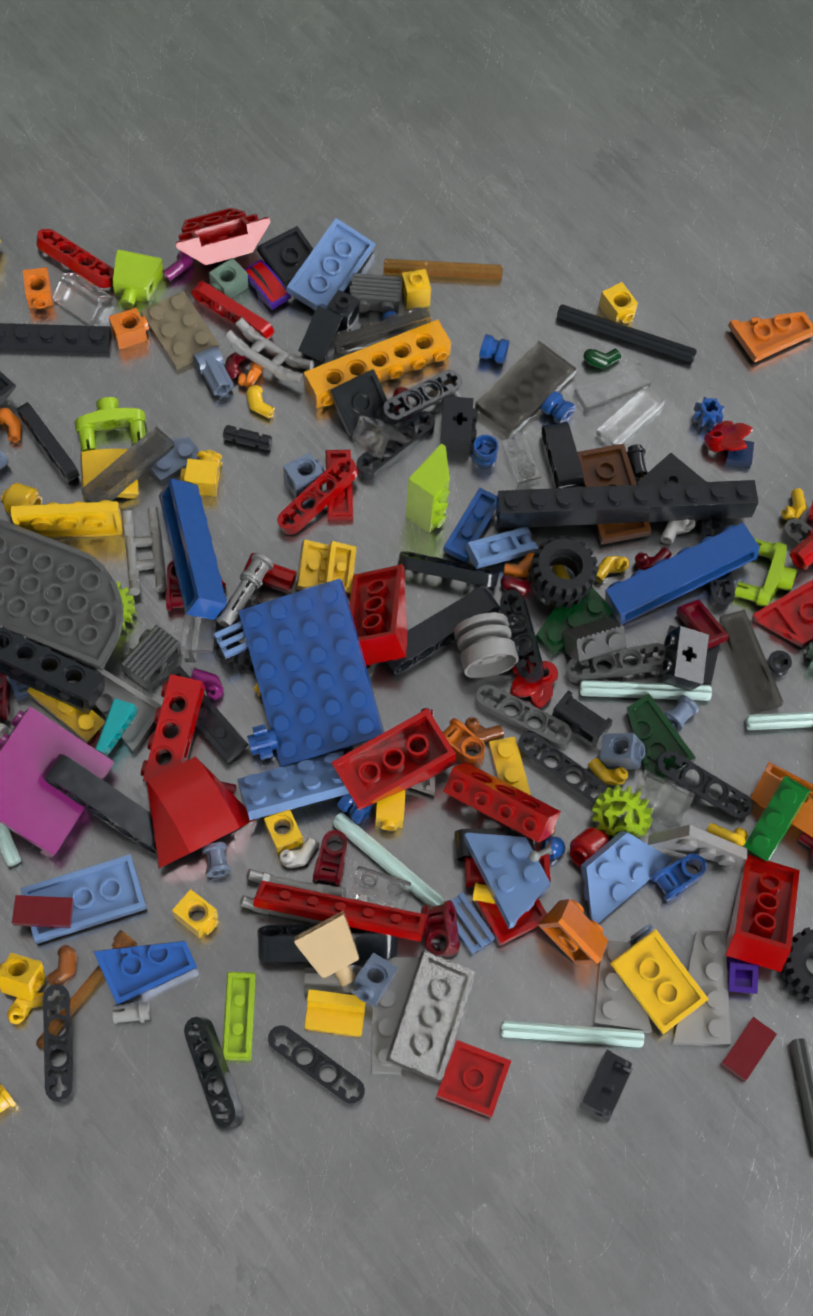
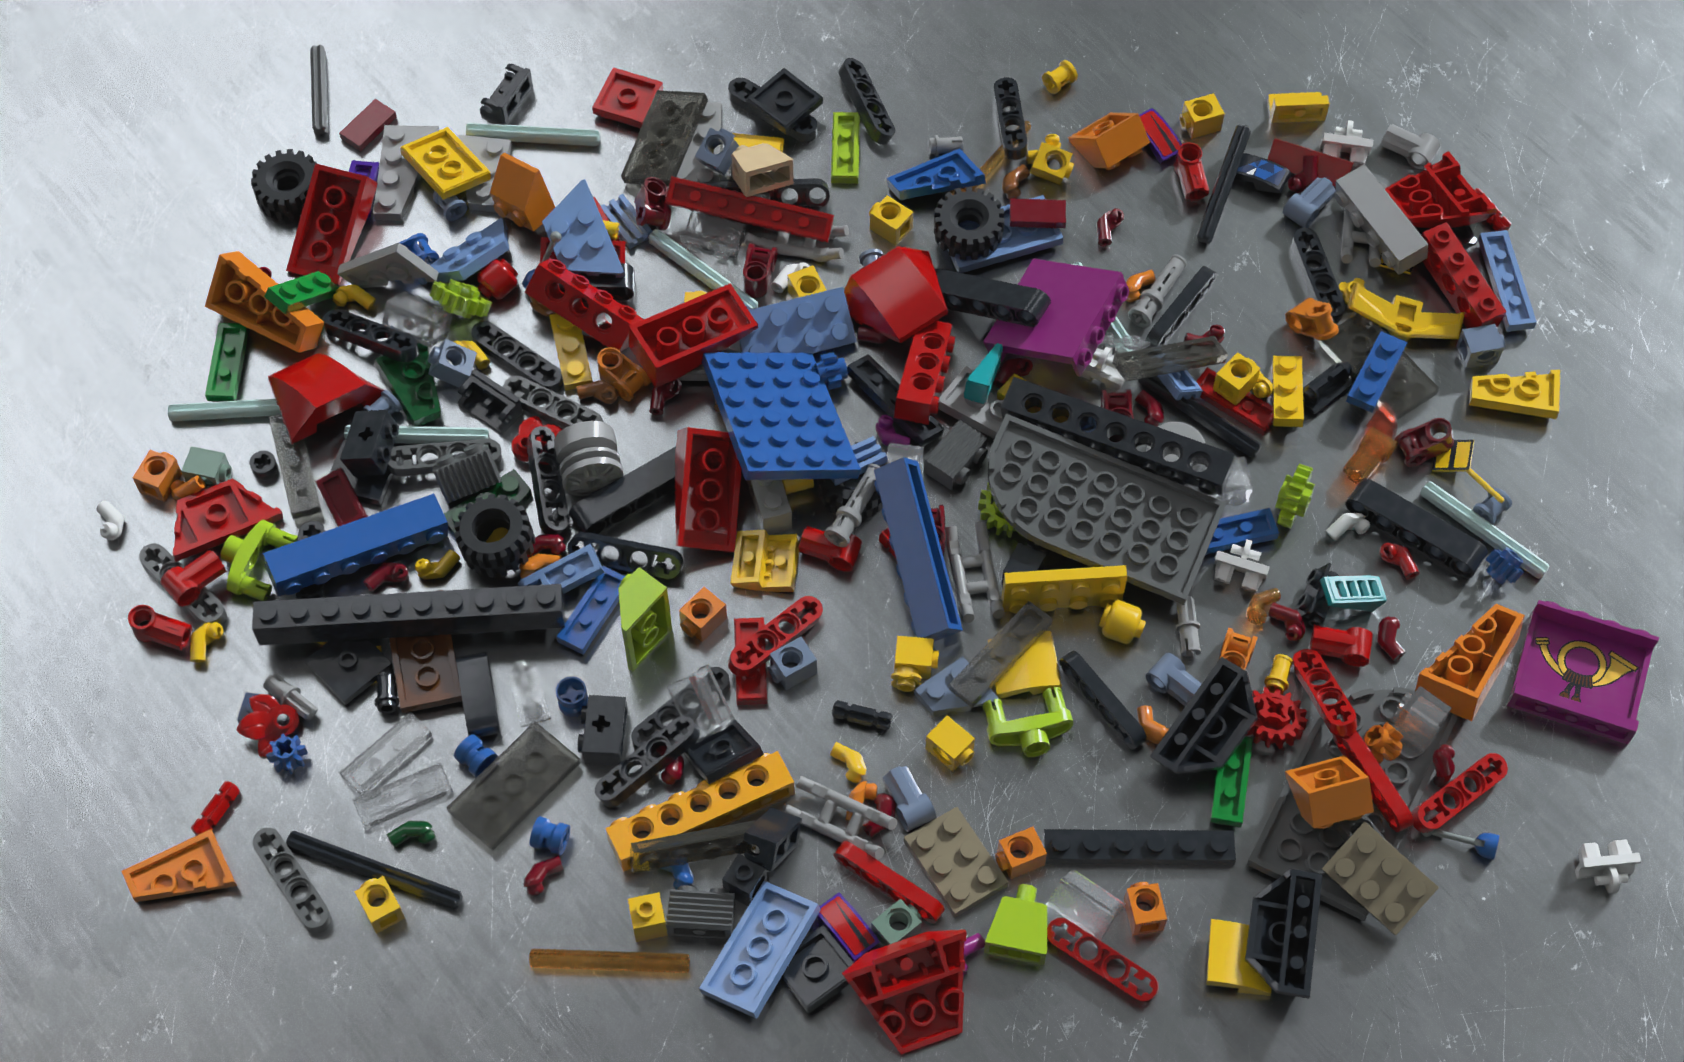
camera: 175 degrees left, 5 degrees down
(103, 546) = (1024, 560): none -> black brick
(115, 871) = (972, 207): none -> black tyre
(176, 409) = (950, 744): none -> yellow brick
(302, 1059) = (784, 101): none -> black plate
(377, 525) = (702, 603): none -> orange brick
(501, 325) = (538, 872): none -> dark red arm
(691, 325) = (289, 881): none -> dark grey beam
(714, 458) = (289, 695): none -> light grey axle
(741, 726) = (316, 391): none -> red wedge
(756, 378) = (215, 808): none -> red axle

